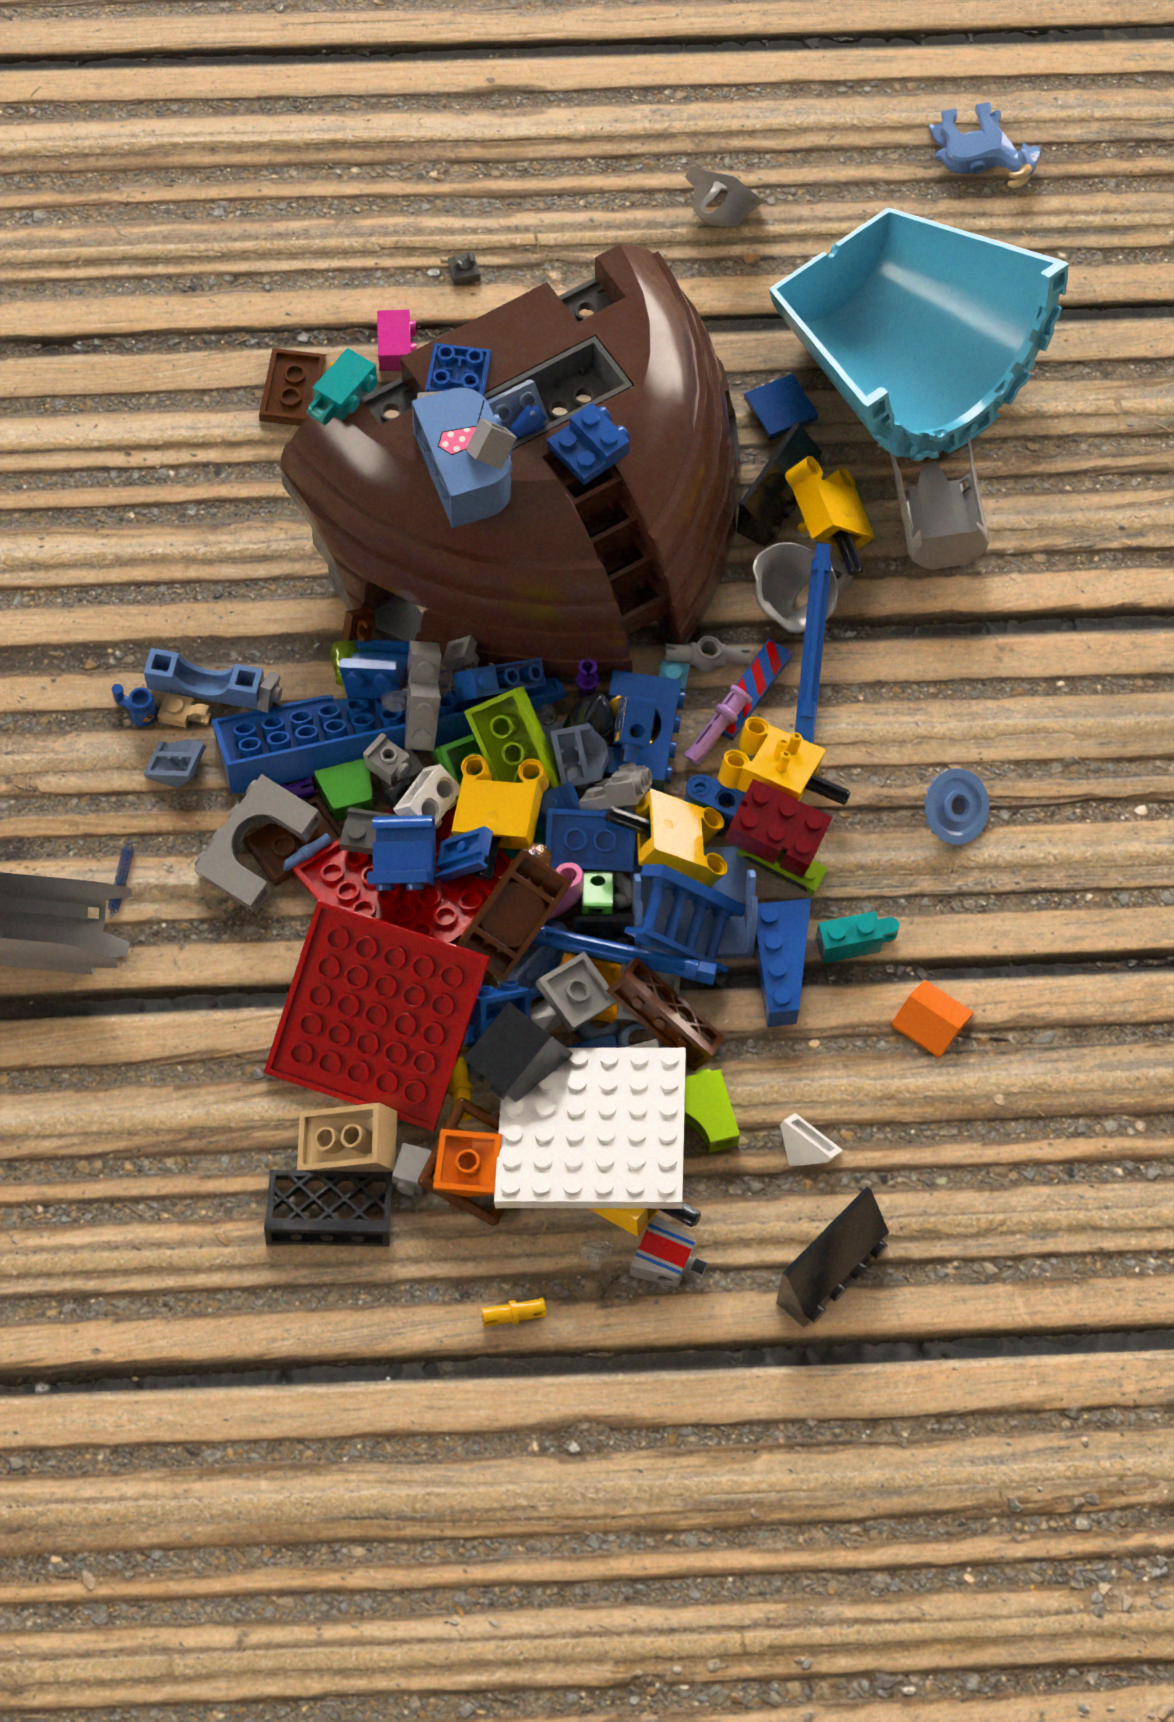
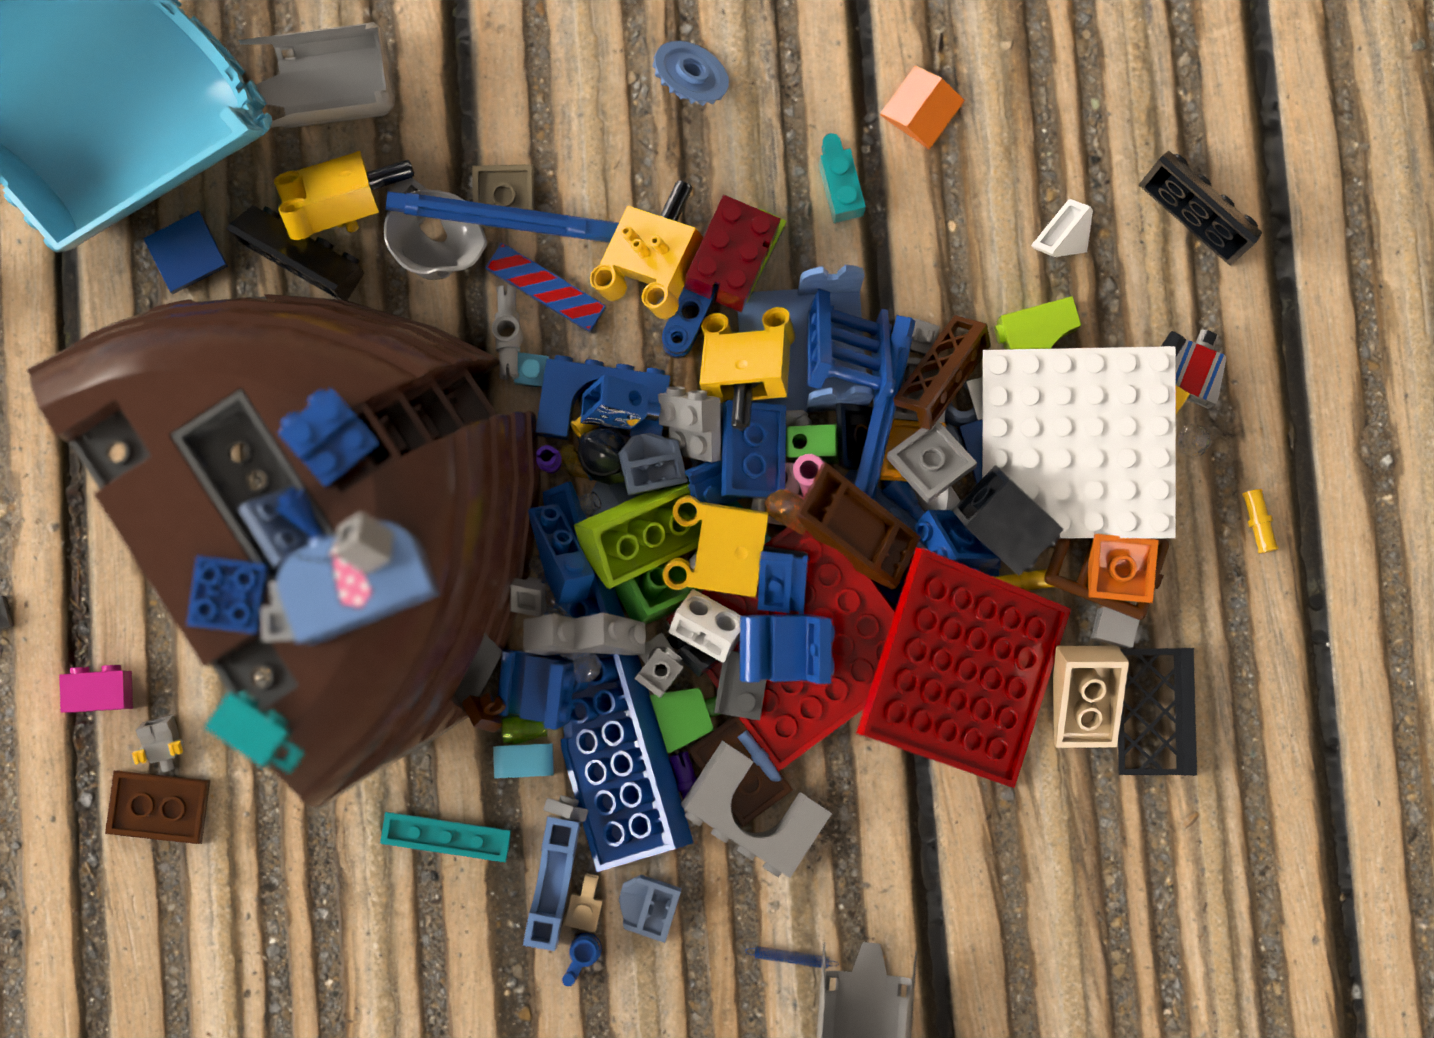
camera: 90 degrees left, 20 degrees up
(251, 601) = (445, 837): none -> teal plate
(315, 661) = (523, 760): none -> medium azure beam
(705, 1004) = (923, 336): none -> light grey tile
(725, 714) = (585, 311): lavender pin -> none
(780, 957) = (878, 251): blue wedge -> none
(844, 657) = (504, 186): none -> dark tan tile

